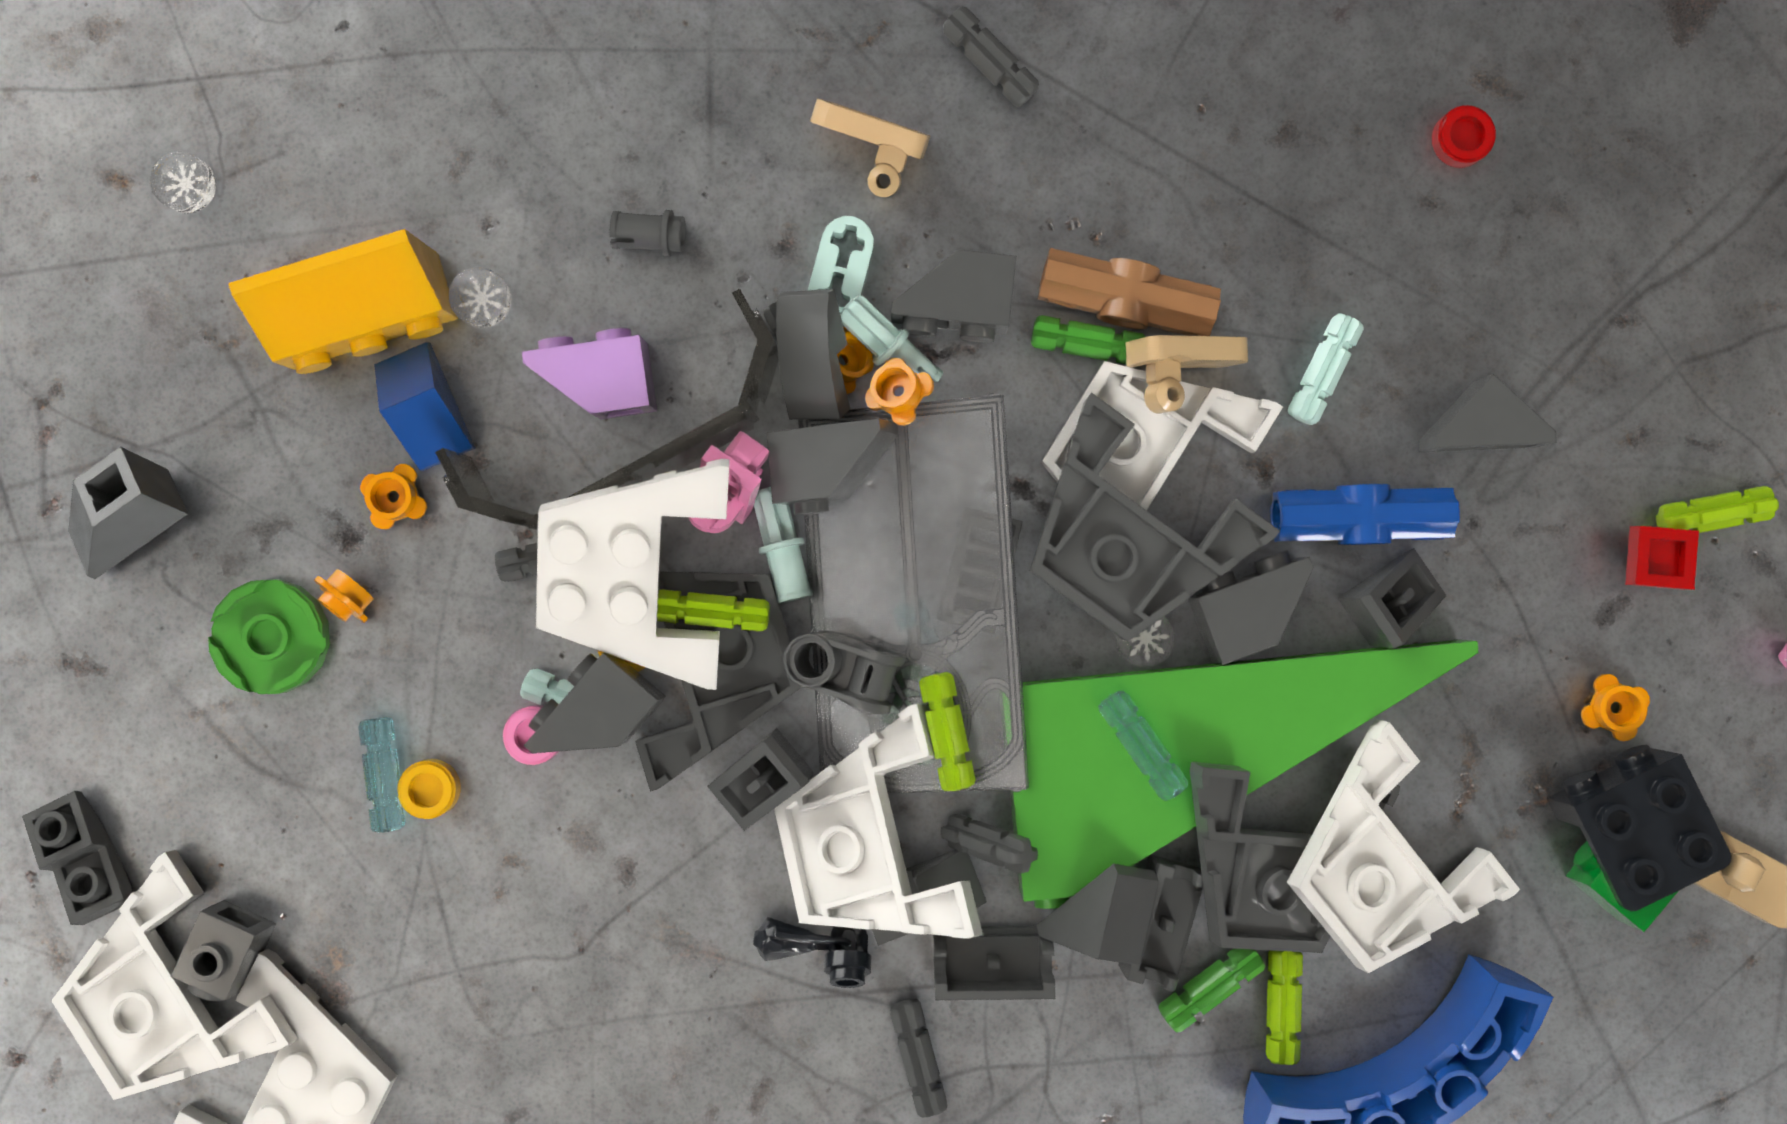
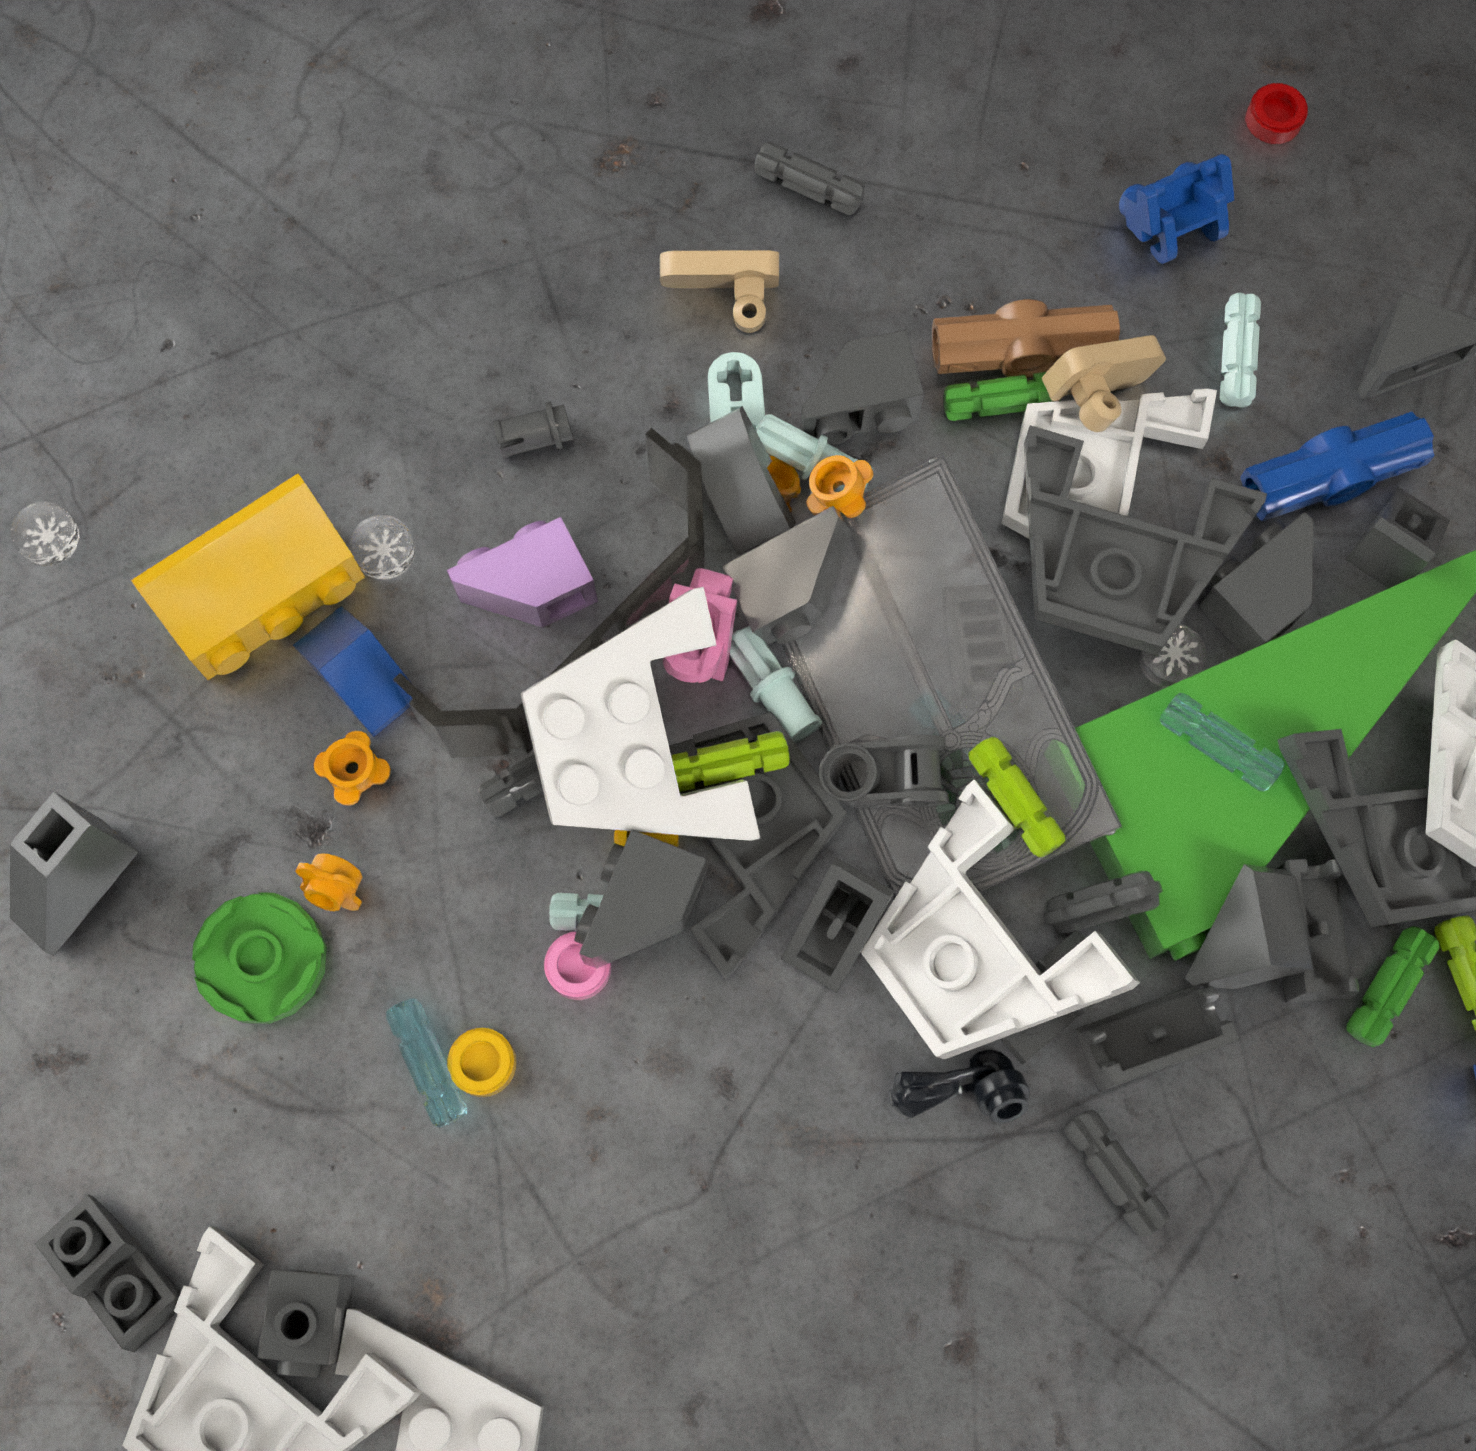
camera: 20 degrees left, 15 degrees down
(1327, 207) = (1179, 204): none -> blue piece

